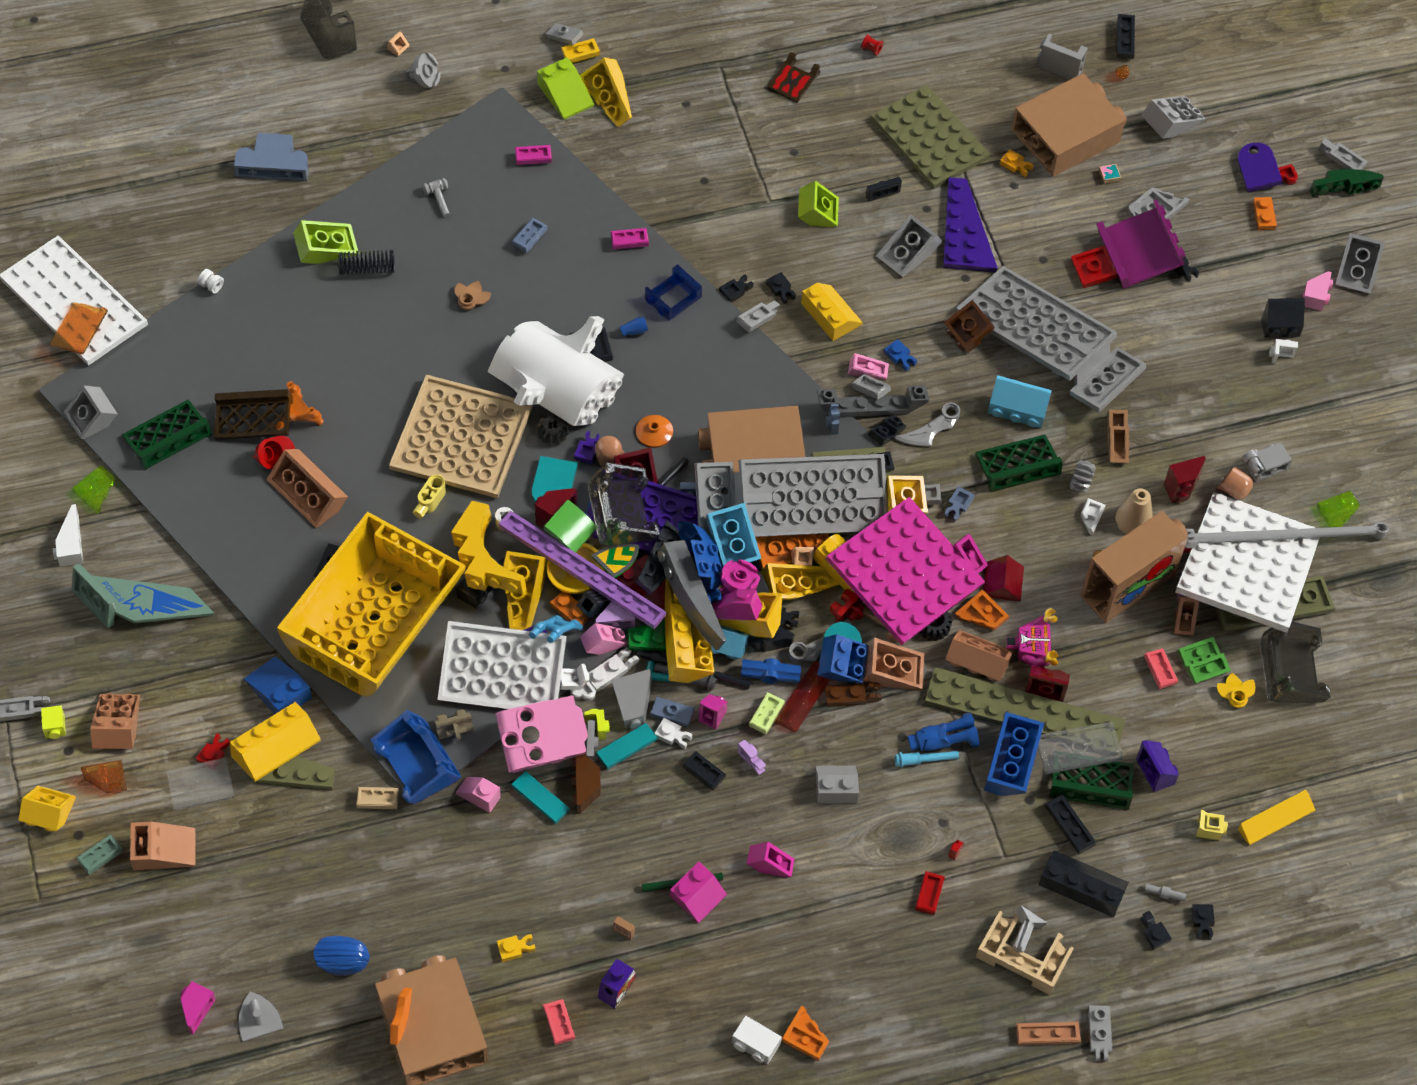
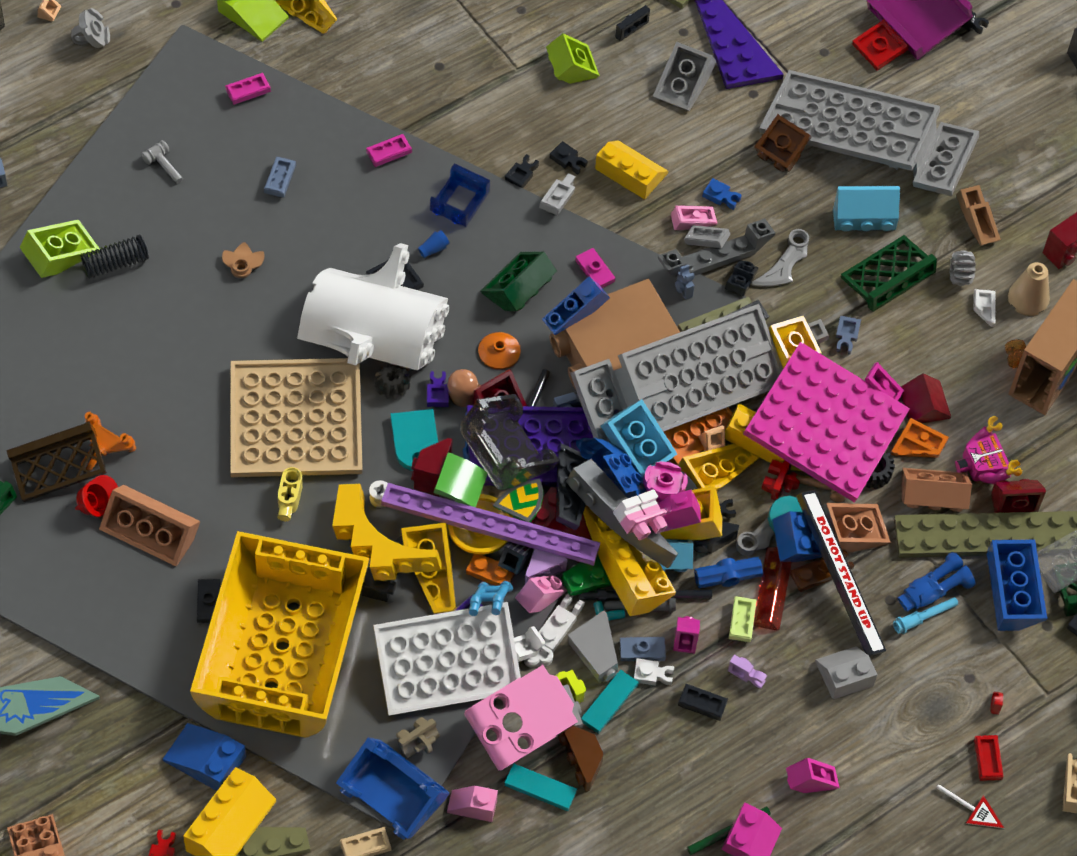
camera: 20 degrees left, 0 degrees up
(694, 378) = (519, 280): none -> dark green slope
(704, 596) = (639, 513): none -> bright pink hips
(725, 410) = (576, 306): none -> blue slope
(763, 386) = (595, 267): none -> dark pink plate
(863, 700) = (841, 573): none -> tile
(903, 938) = (982, 814): none -> piece

